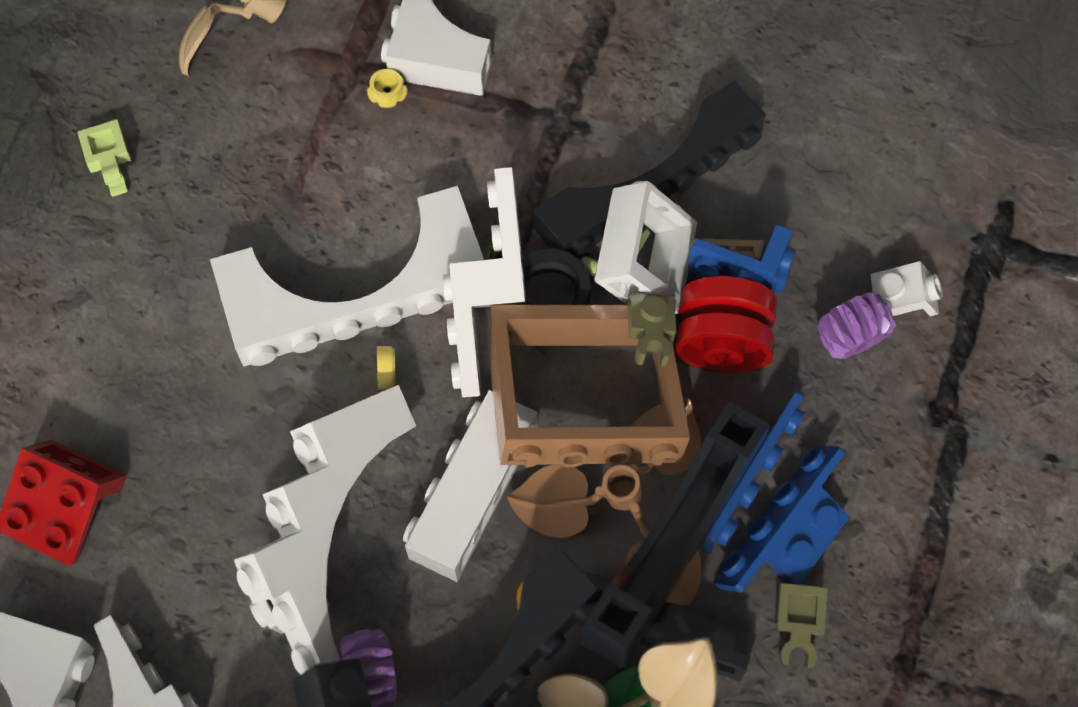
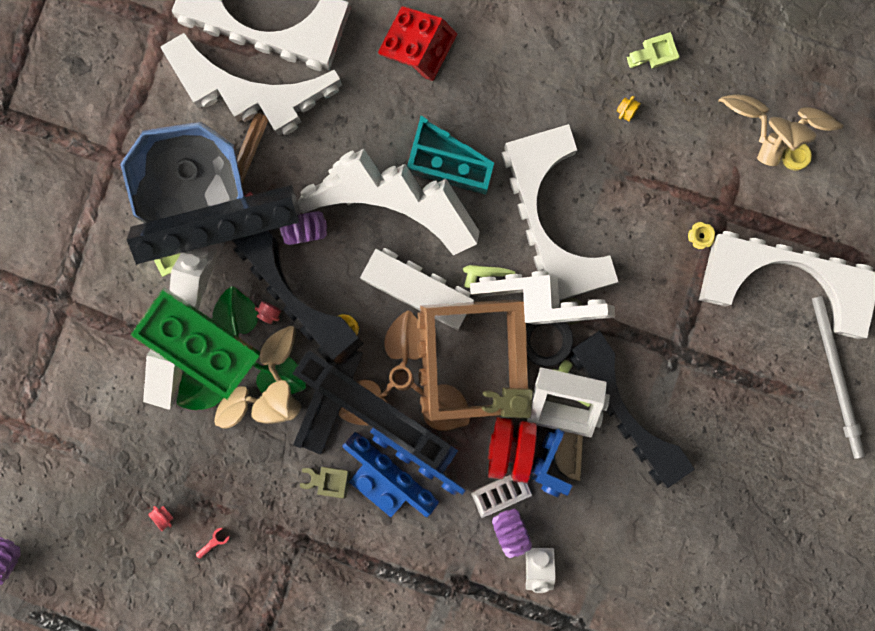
camera: 90 degrees right, 20 degrees up
(190, 187) = (628, 108): none -> yellow plate
(255, 444) = (441, 157): none -> teal wedge
(385, 367) = (495, 236): light yellow tile -> none
(441, 400) = (483, 271): none -> yellowish green bar
(810, 382) = (476, 494): none -> white slope

